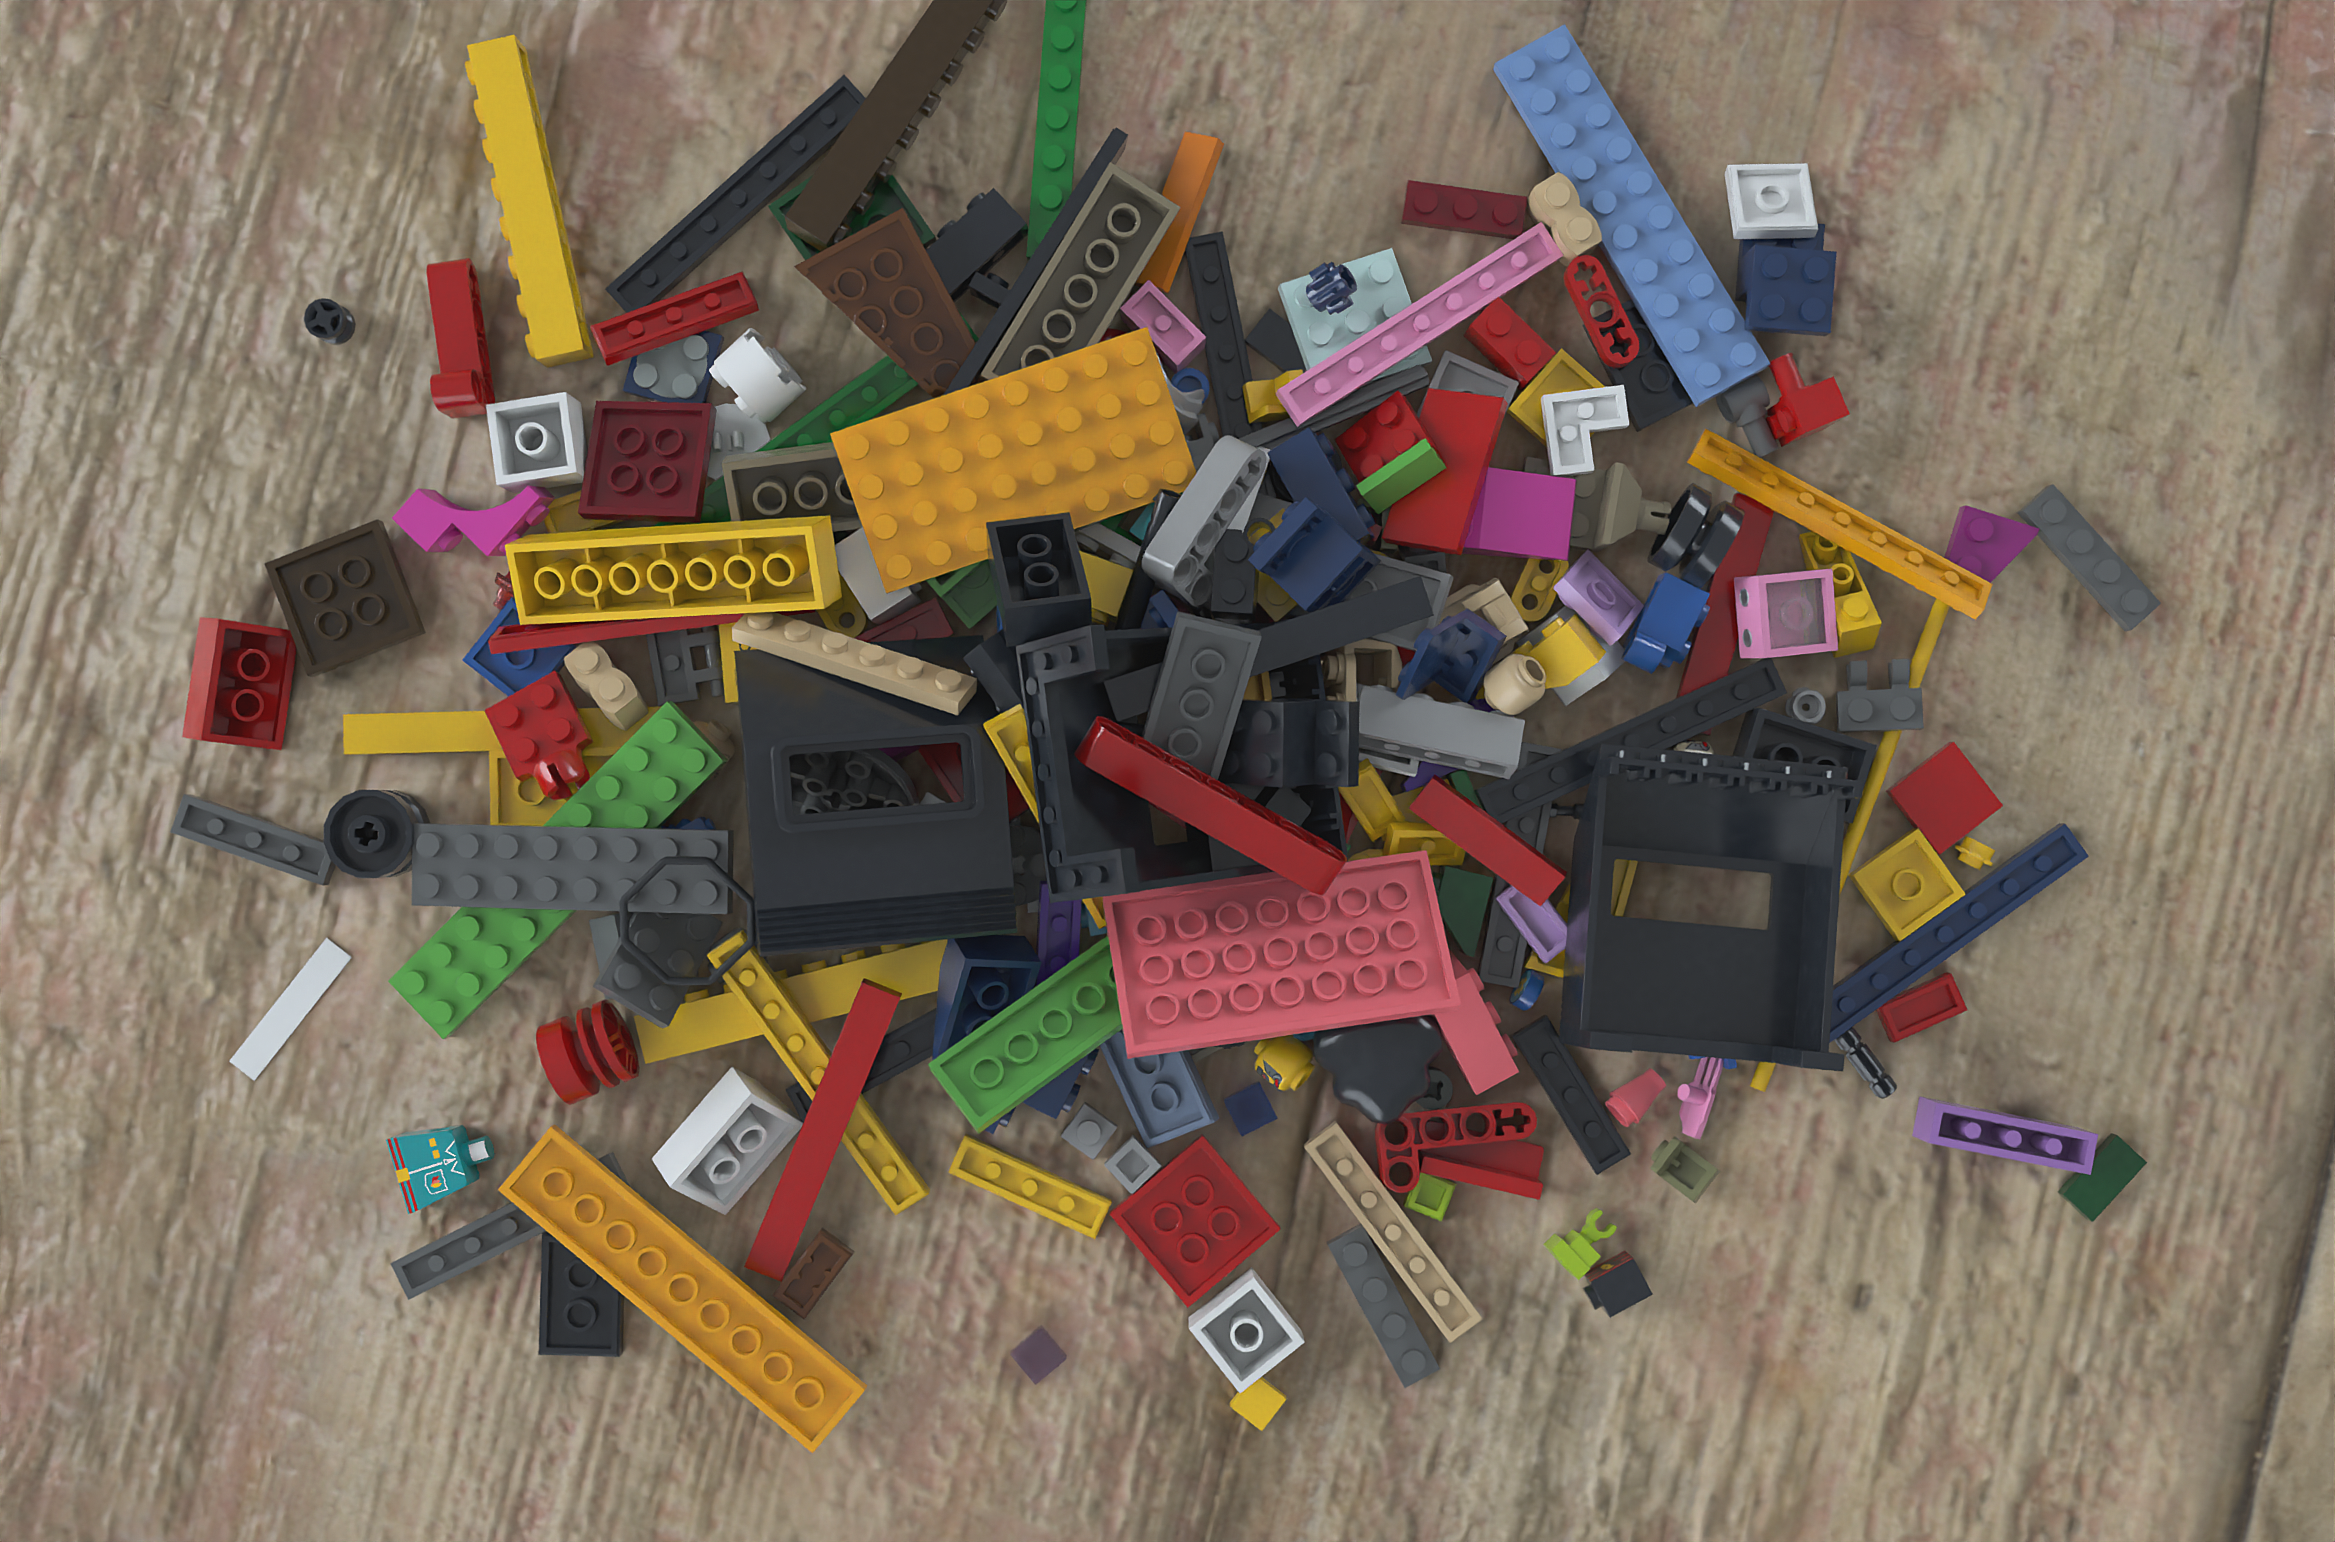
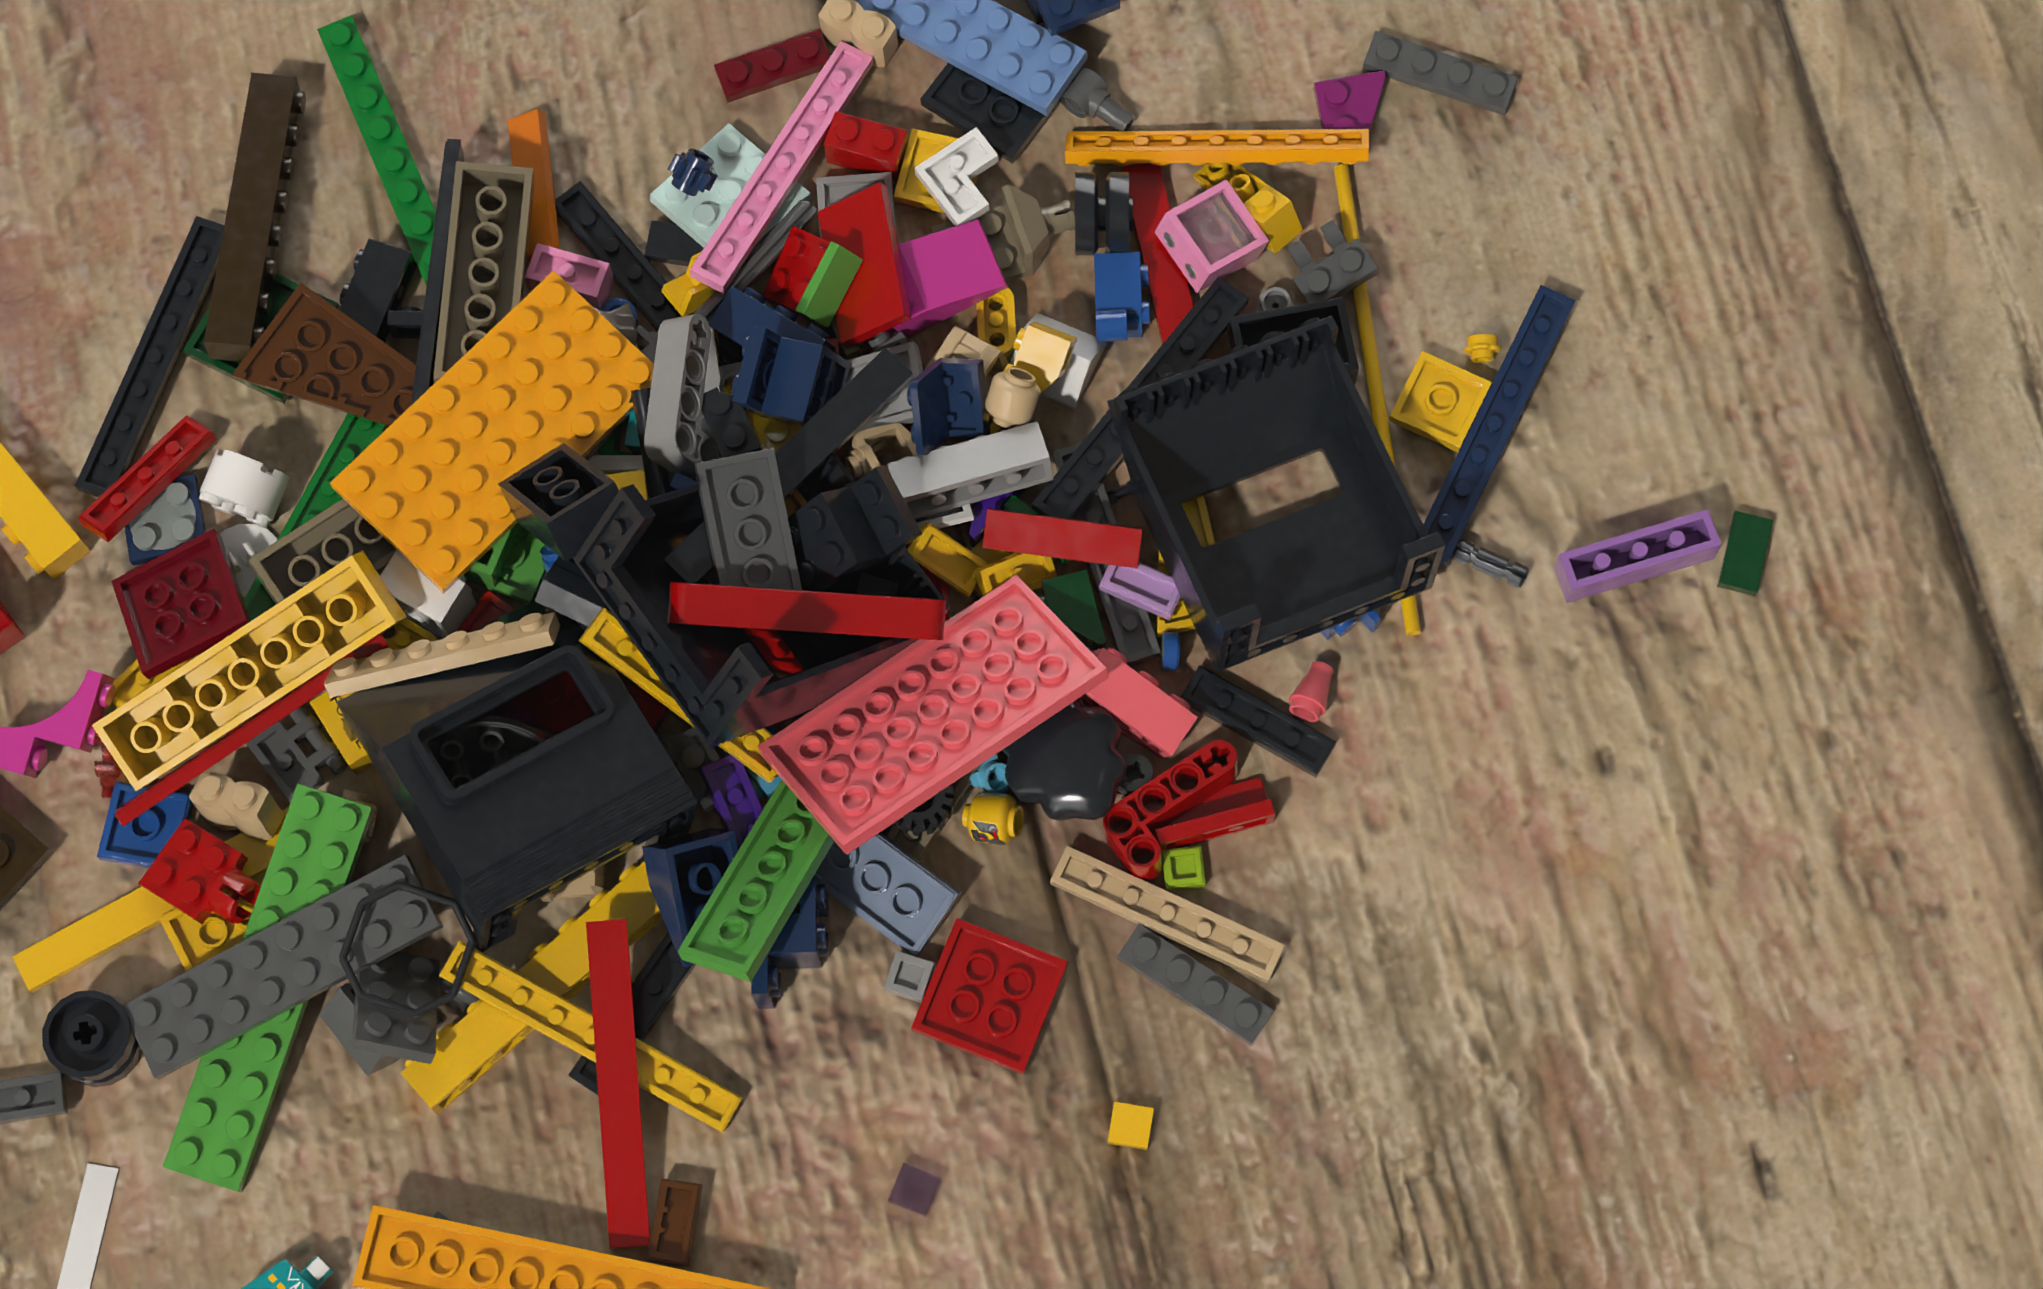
camera: 25 degrees left, 15 degrees down
(537, 442) = (78, 635): white brick -> none
(587, 1052) = (375, 1123): red wheel -> none
(727, 1142) = (539, 1144): white slope -> none
(1030, 1186) = (829, 1046): yellow tile -> none
(1089, 1130) = (856, 971): light grey plate -> none
(1245, 1330) = (1082, 1060): white brick -> none
(1250, 1108) = (986, 875): clear blue plate -> none
(1575, 1249) = (1336, 845): lime piece -> none
(1579, 288) = (900, 77): red beam -> none
(1598, 598) = (1049, 302): lavender plate -> none
(1616, 1284) = (1384, 855): black brick -> none
(1683, 1168) = (1385, 728): olive bracket -> none
(1699, 1096) = (1367, 663): bright pink piece -> none
(1802, 408) = (1136, 71): red brick -> none
(1921, 1007) = (1511, 495): red tile -> none
(1944, 797) = (1430, 316): red tile -> none

